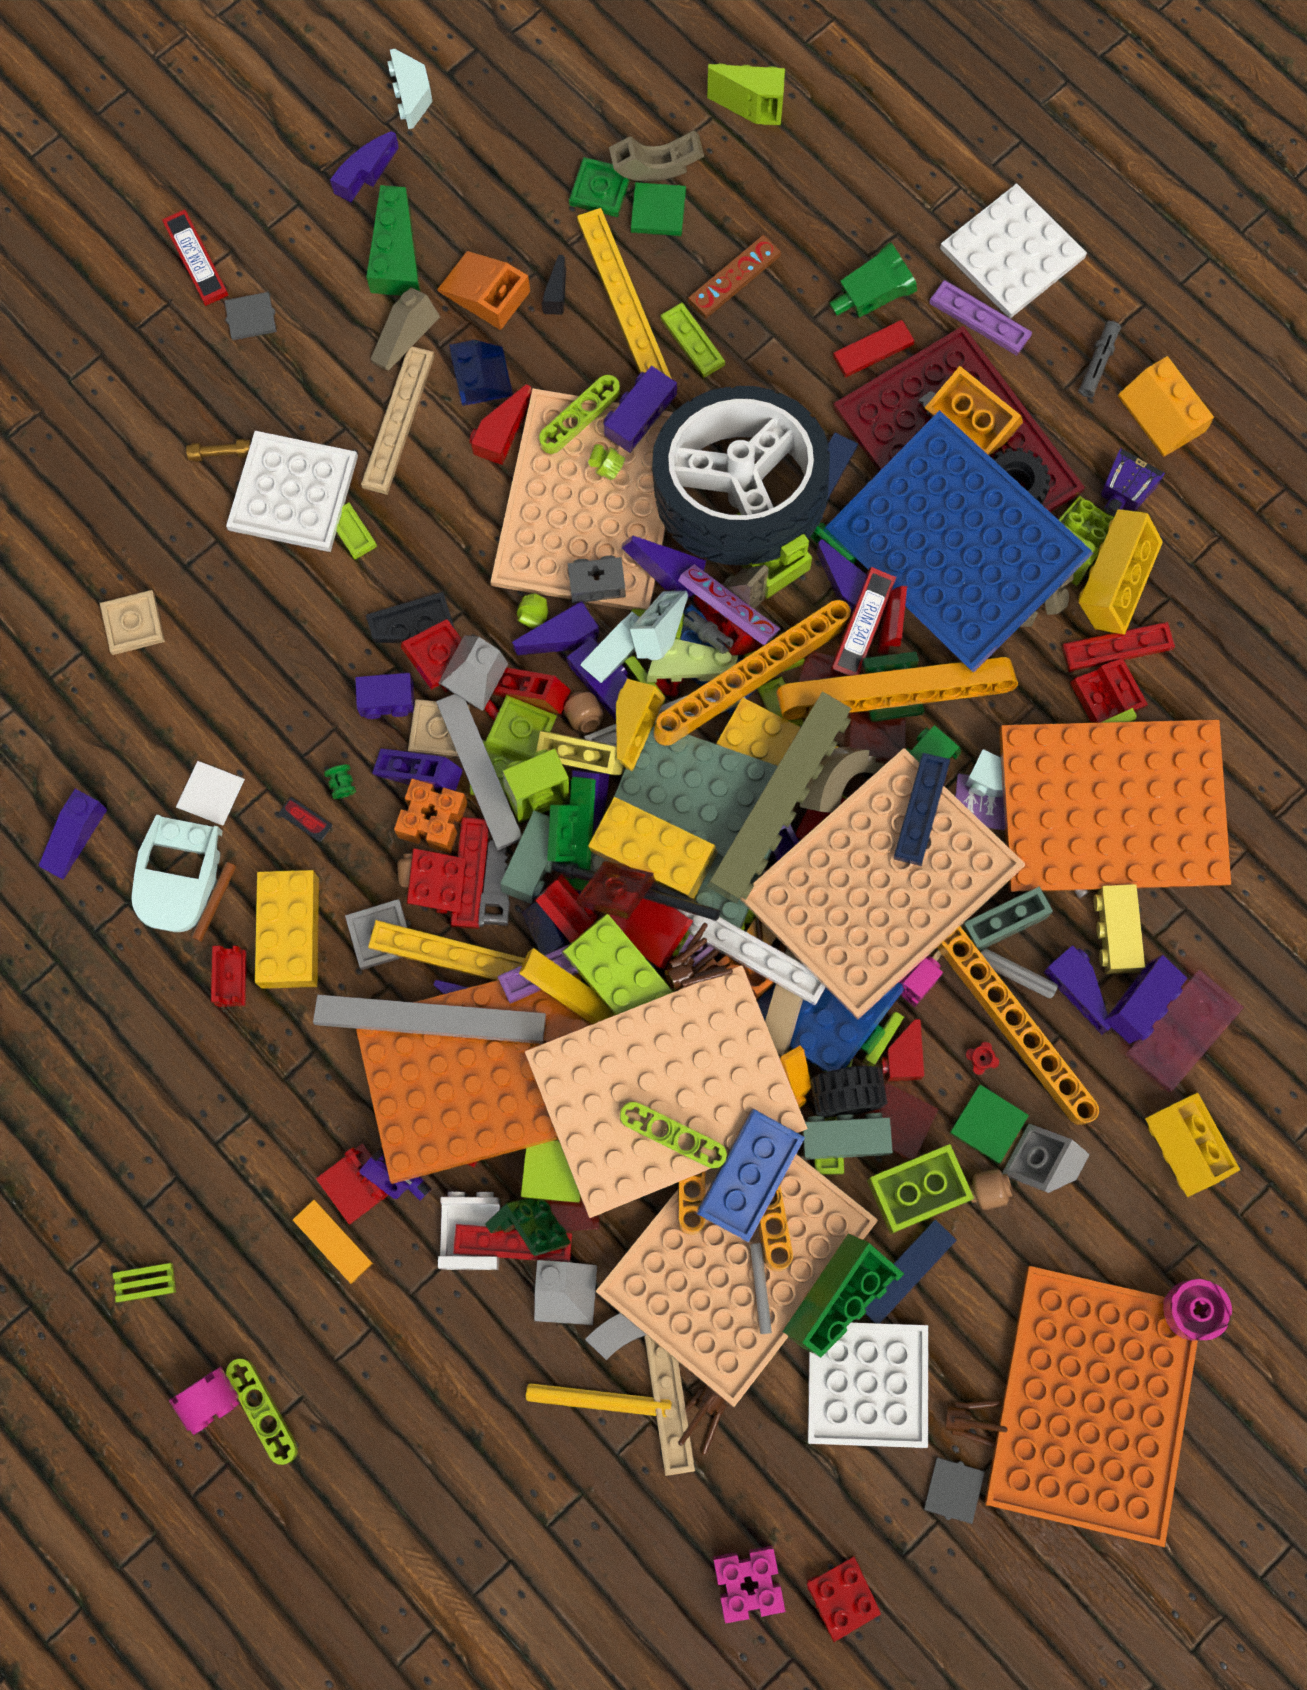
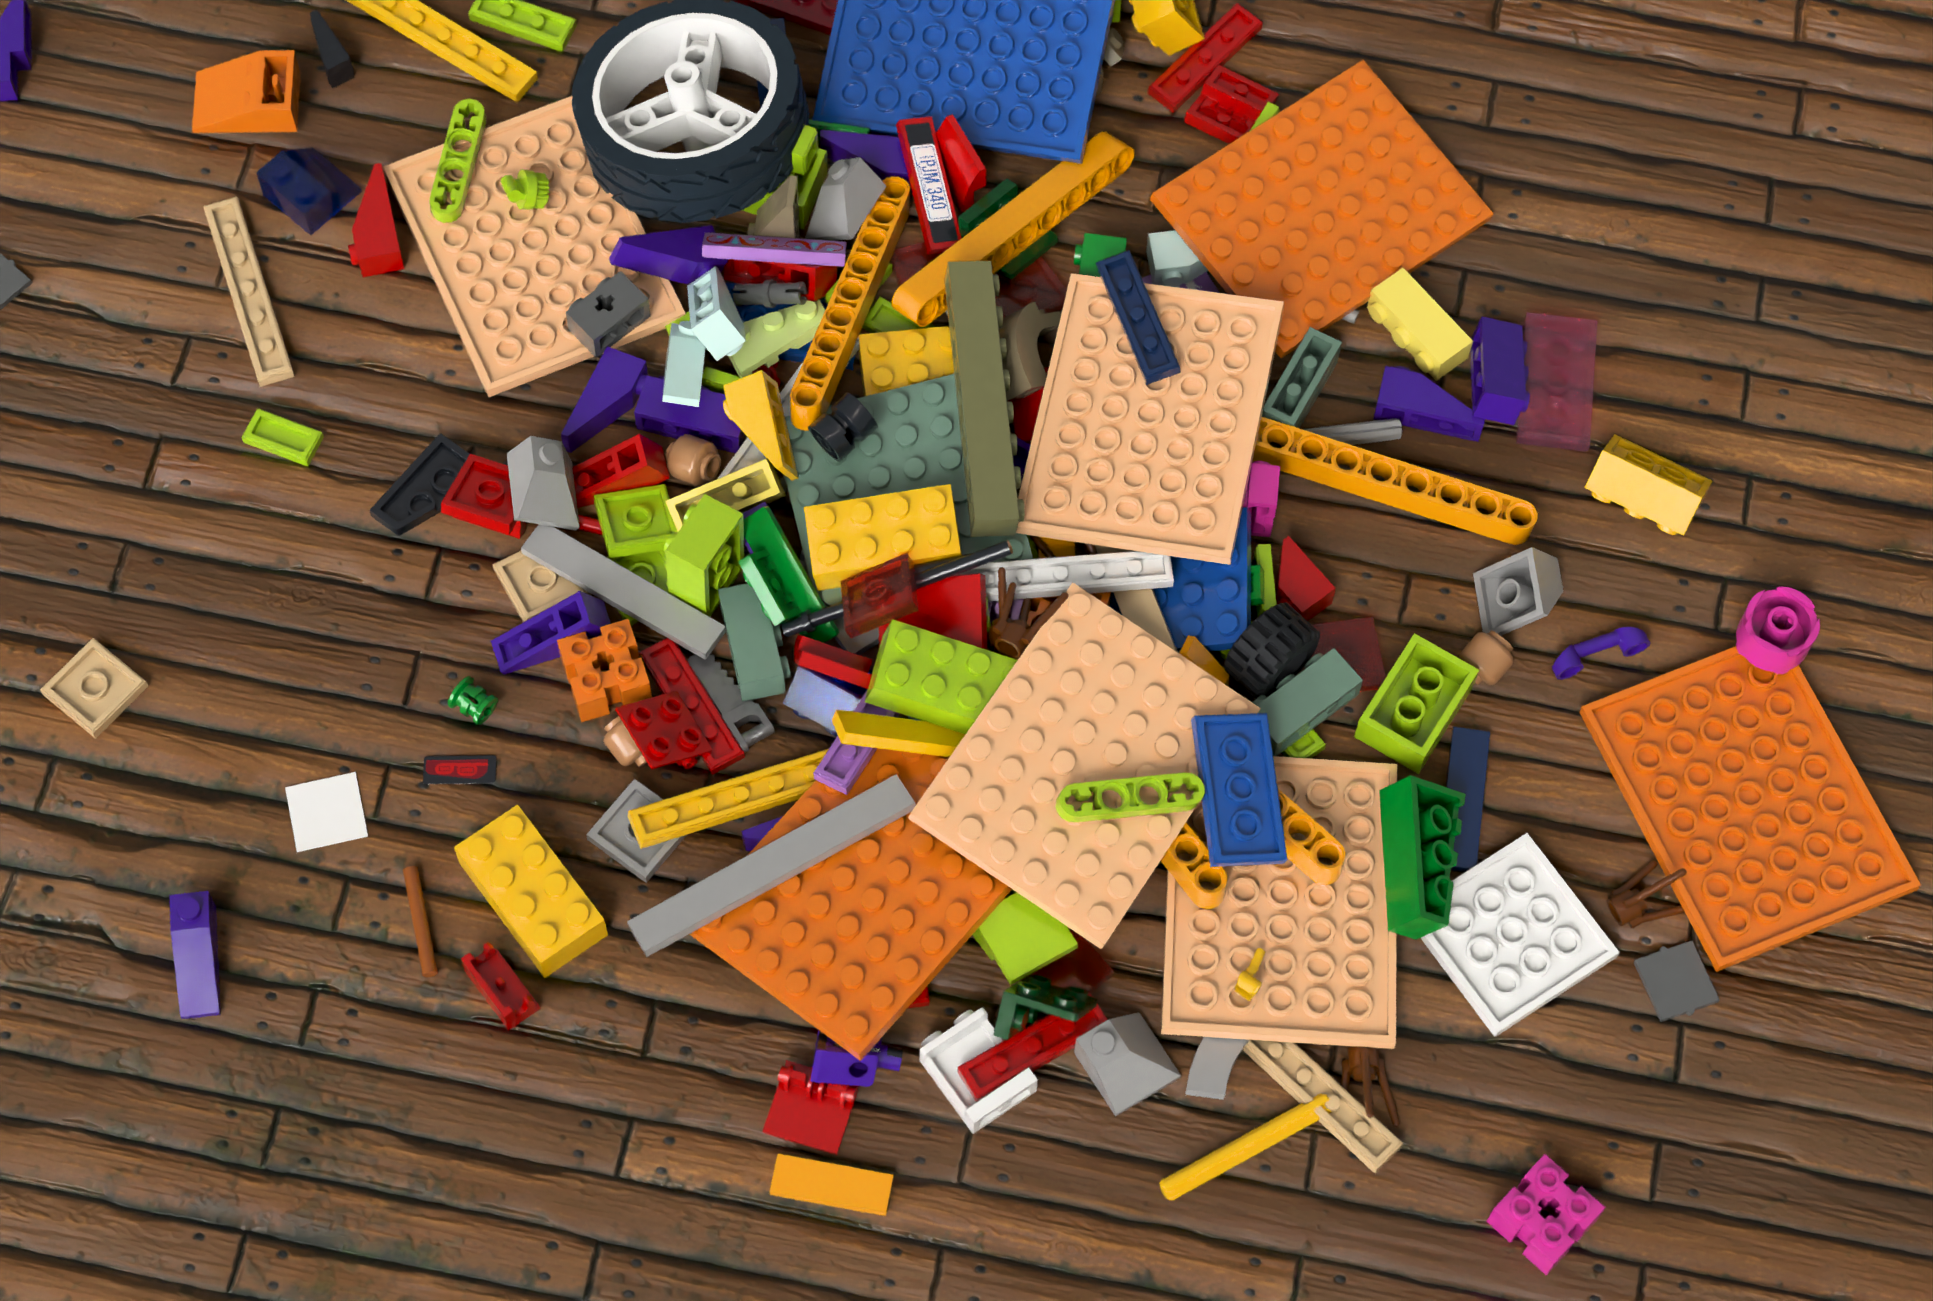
camera: 40 degrees left, 10 degrees down
(168, 899) = (362, 951): light aqua slope -> none
(197, 452) = (86, 425): pearl gold bar -> none
(292, 491) = (182, 435): white plate -> none
(385, 695) = (455, 580): dark purple brick -> none
(393, 251) = (113, 116): green wedge -> none
(404, 327) = (186, 186): dark tan slope -> none
(532, 611) = (556, 393): lime piece -> none
(639, 408) = (522, 114): dark purple brick -> none
(667, 1301) = (1247, 984): none -> yellow hand
(679, 758) = (843, 426): none -> black wheel
(760, 1288) = (1332, 908): light grey bar -> none
(799, 599) = (844, 200): none -> light grey slope
(843, 1599) = (1649, 1163): red hinge -> none
(985, 1050) = (1384, 532): red plate -> none
(989, 1124) = (1434, 599): green tile -> none
(1096, 1241) = (1629, 639): none -> dark purple bar

